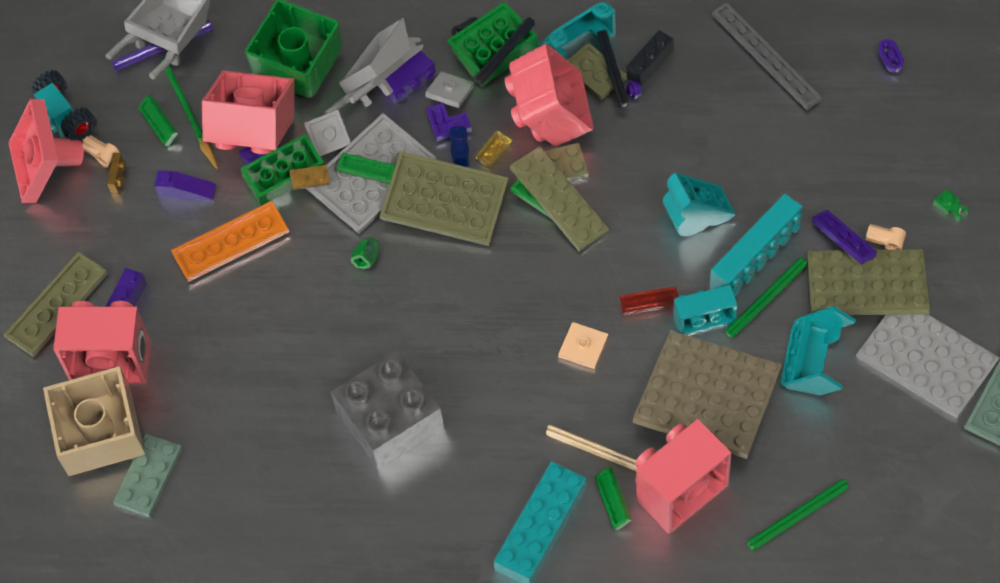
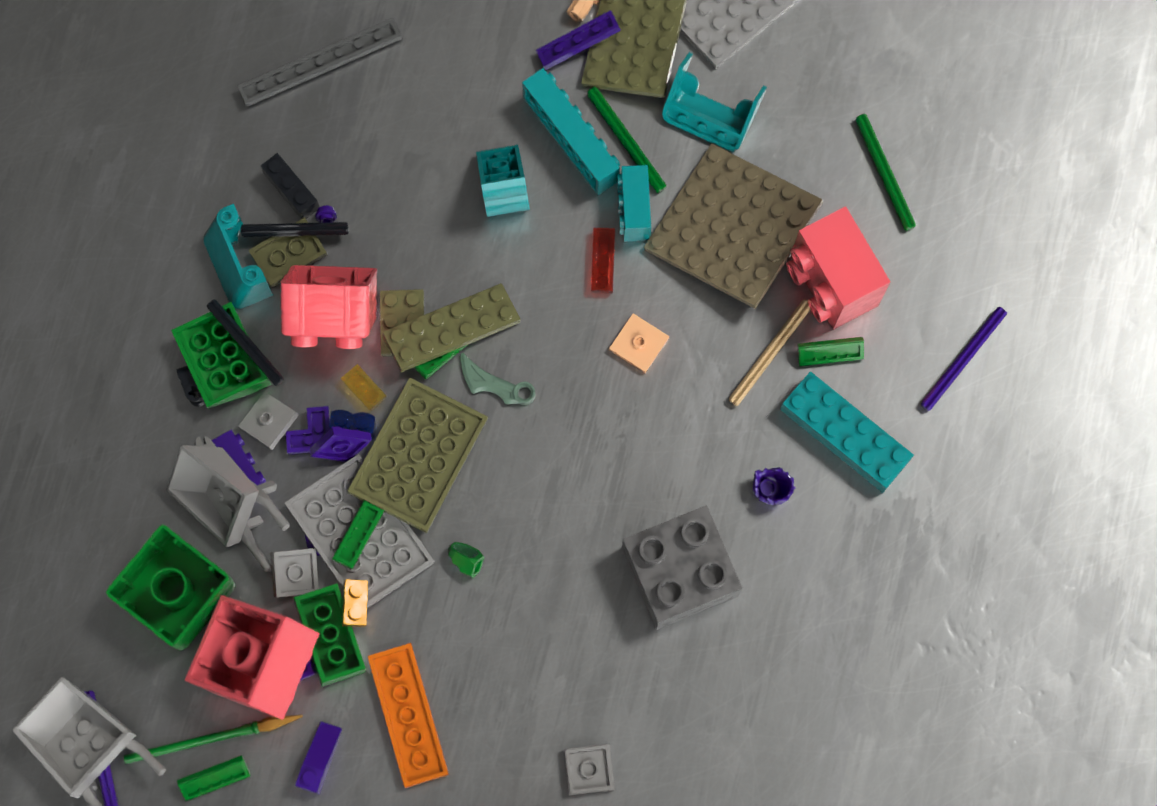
camera: 85 degrees left, 15 degrees up
(208, 382) = (589, 769): none -> light grey plate
(437, 137) = (340, 444): none -> dark purple plate
(476, 470) = (773, 486): none -> dark purple hair
(520, 234) = (481, 381): none -> sand green piece

